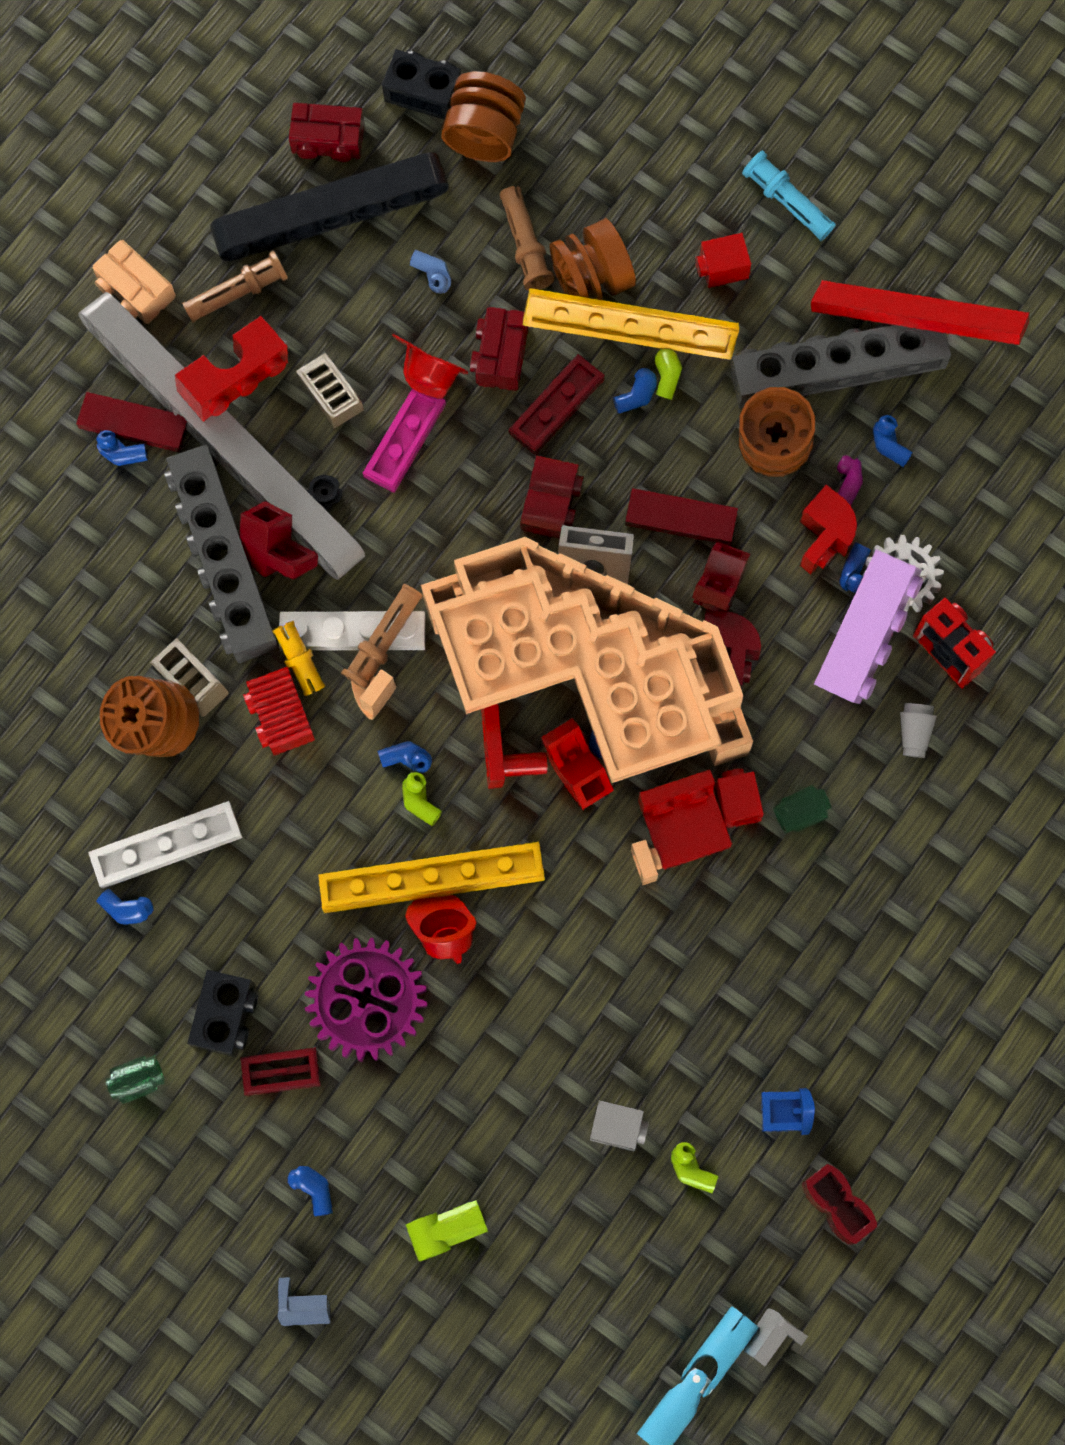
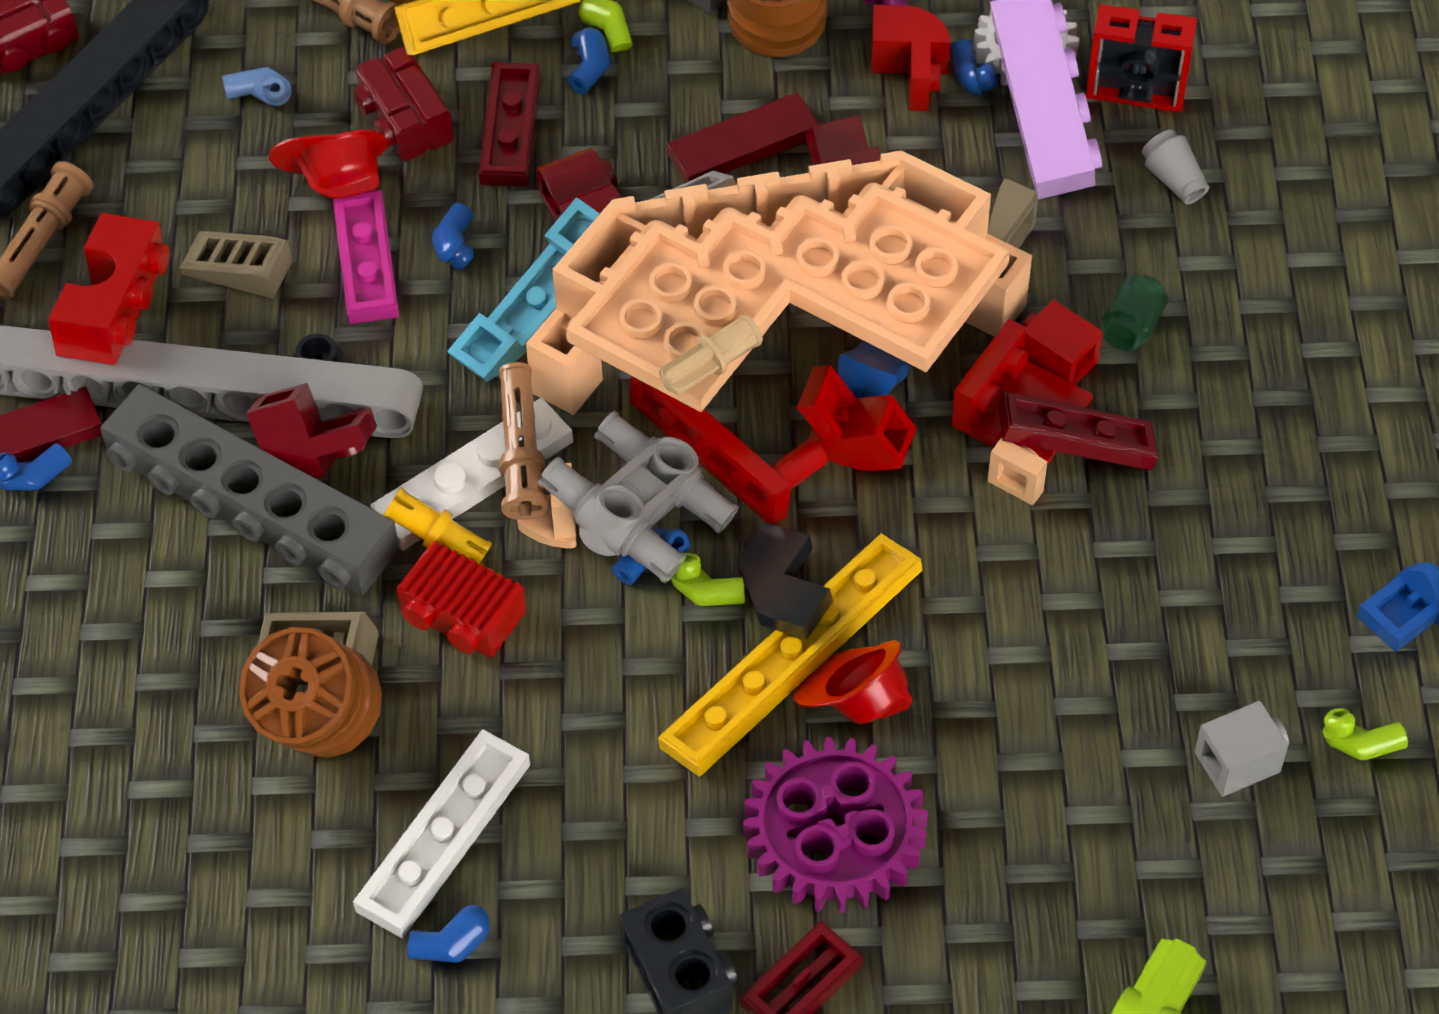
camera: 40 degrees left, 20 degrees down
(415, 723) = (621, 511): none -> light grey piece
(437, 552) = (504, 334): none -> medium azure slope
(457, 462) = (449, 237): none -> blue arm
(458, 816) = (778, 596): none -> black tile
(488, 689) = (711, 355): none -> tan axle
(697, 865) = (1077, 431): none -> dark red tile
(779, 696) = (1013, 213): none -> dark tan slope

